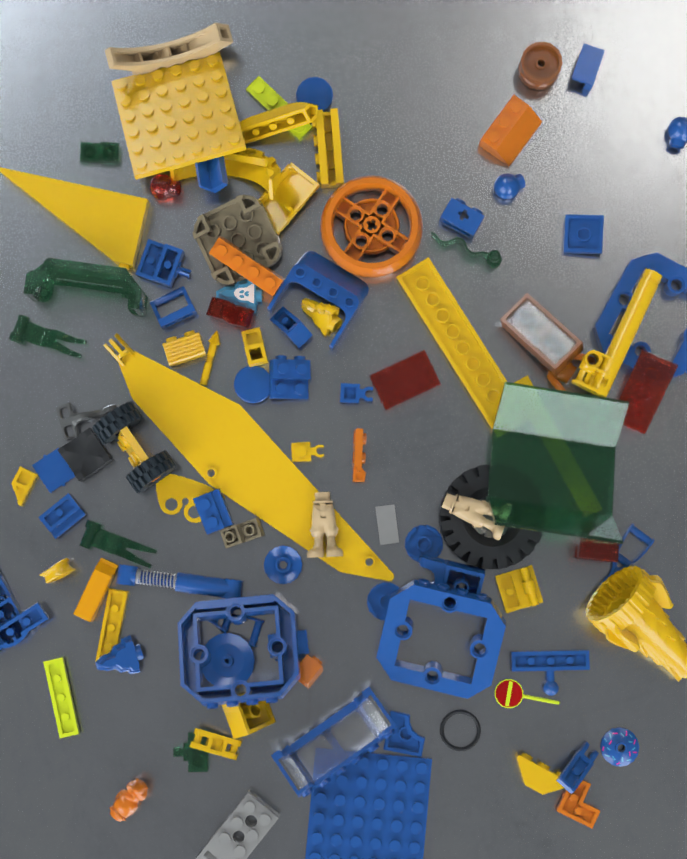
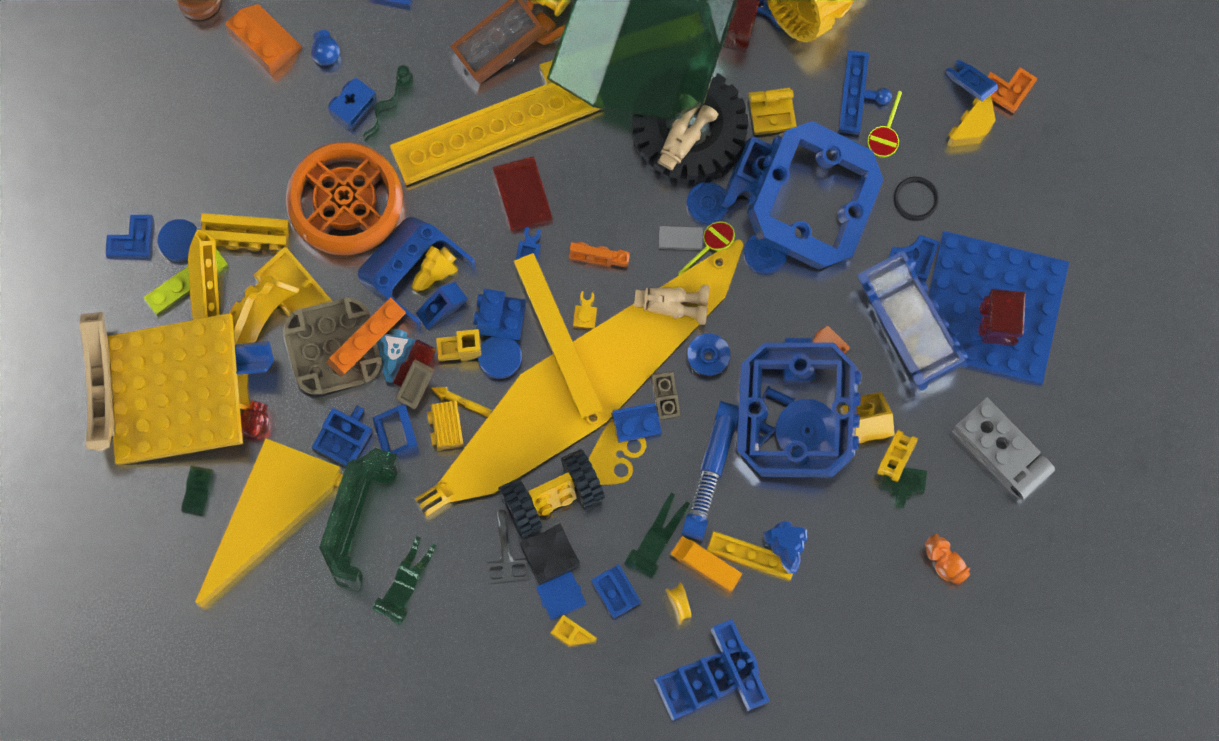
camera: 90 degrees left, 10 degrees down
(61, 697) = (822, 621): neon yellow plate -> none
(211, 315) = (415, 384): none -> dark tan tile
(277, 430) = (557, 336): none -> yellow tile
(309, 62) = (135, 244): none -> blue tile
(351, 824) = (1002, 317): none -> clear red piece
(393, 557) = (716, 237): none -> piece
(610, 744) = (952, 47): blue dish -> none

